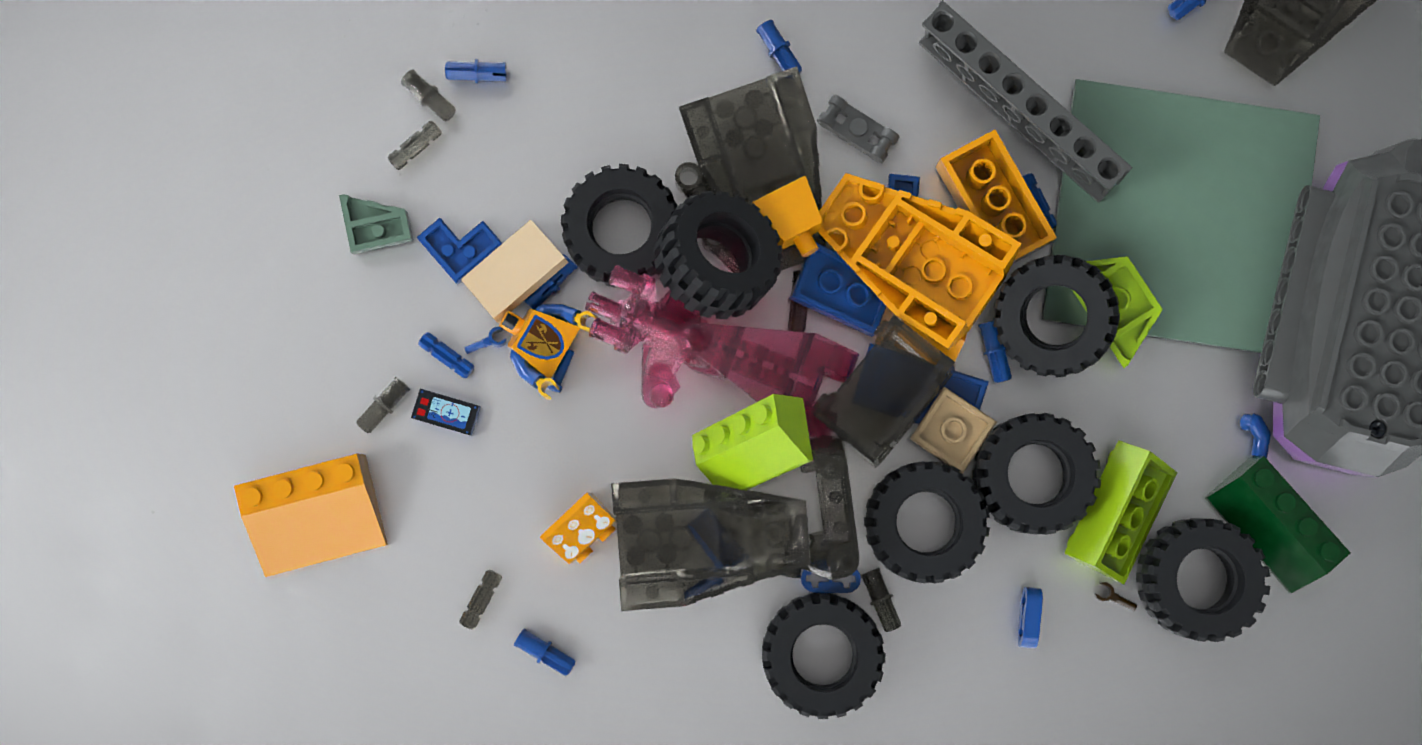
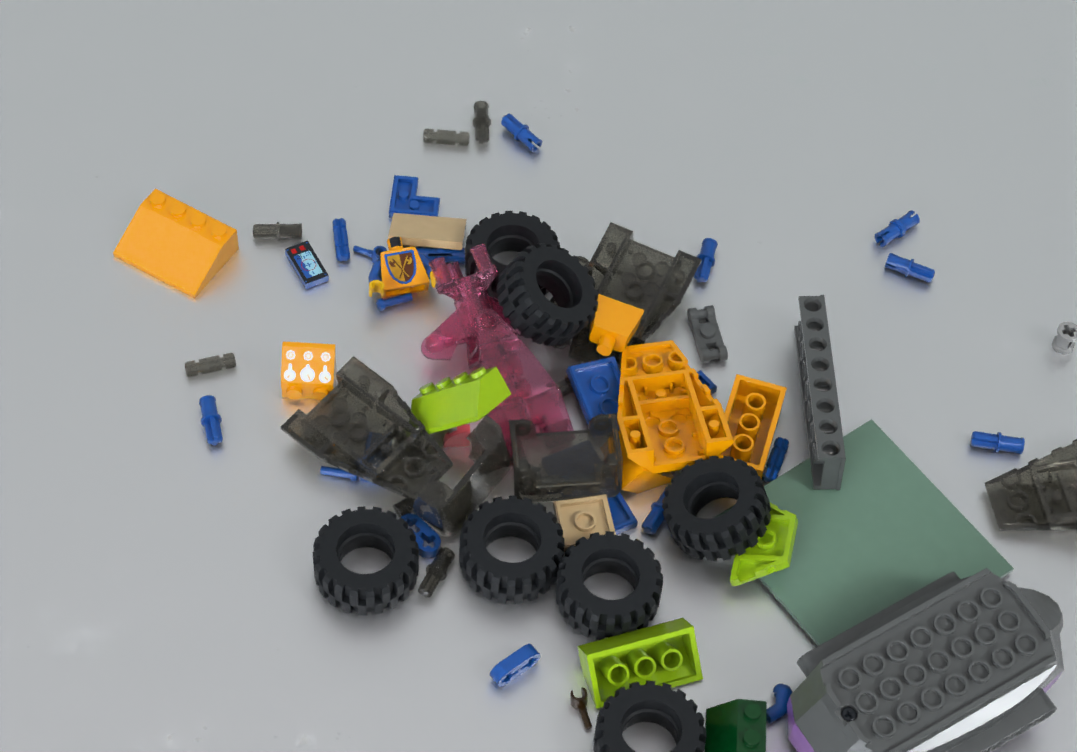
camera: 35 degrees right, 30 degrees down
(374, 225) = (379, 151): sand green wing -> none

